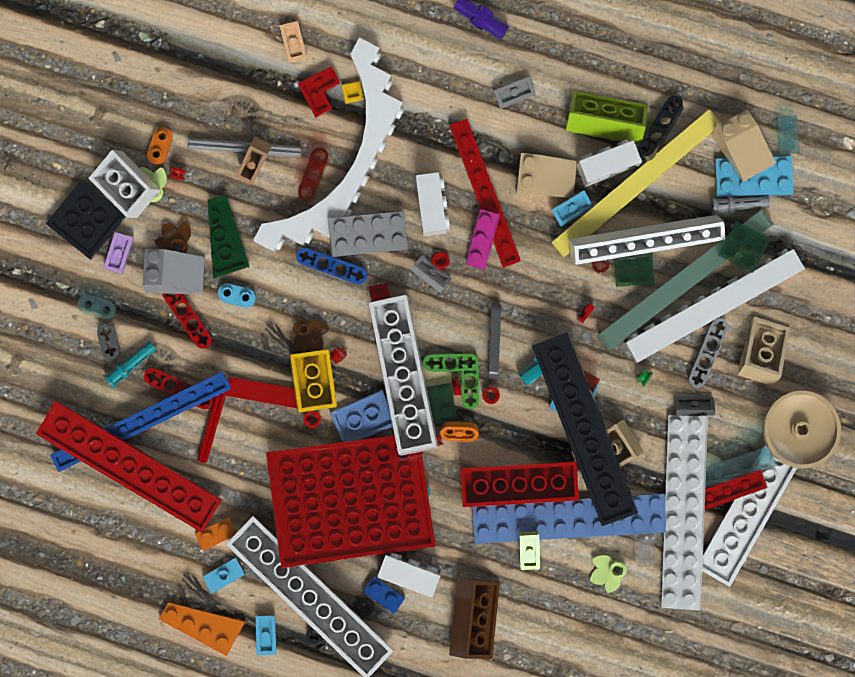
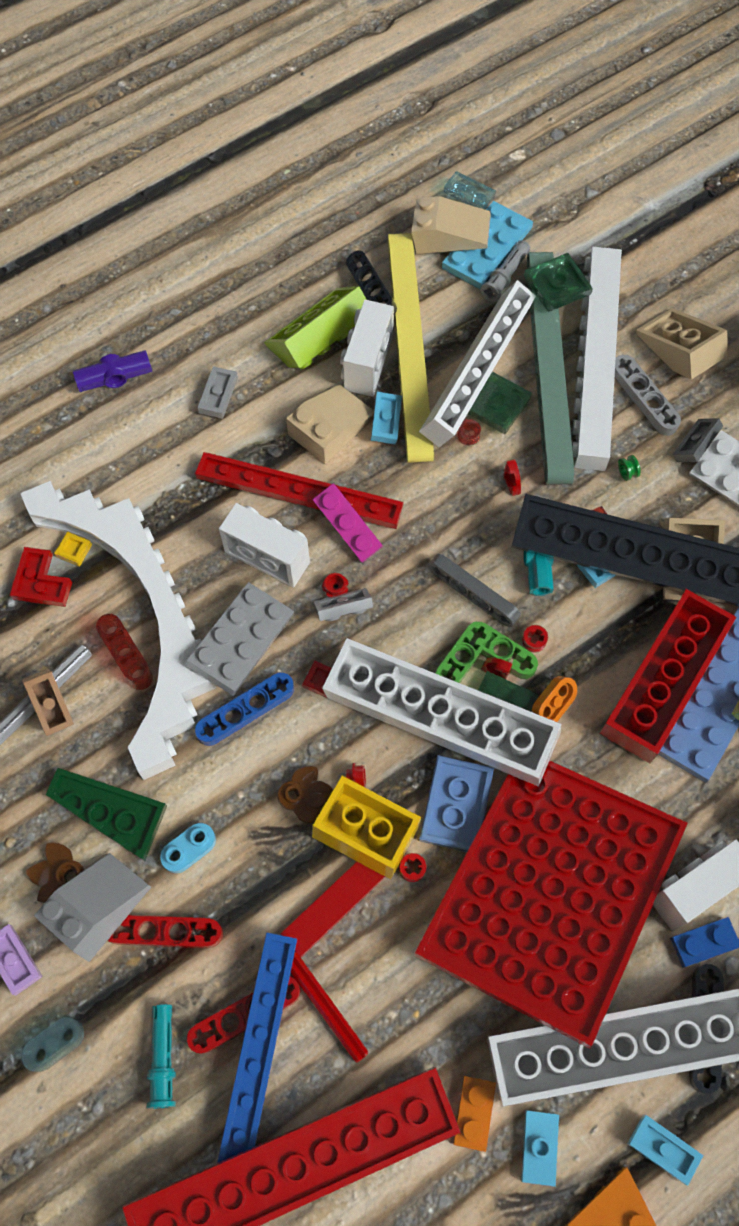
camera: 55 degrees left, 20 degrees down
(112, 339) = (106, 1072): dark grey beam -> none

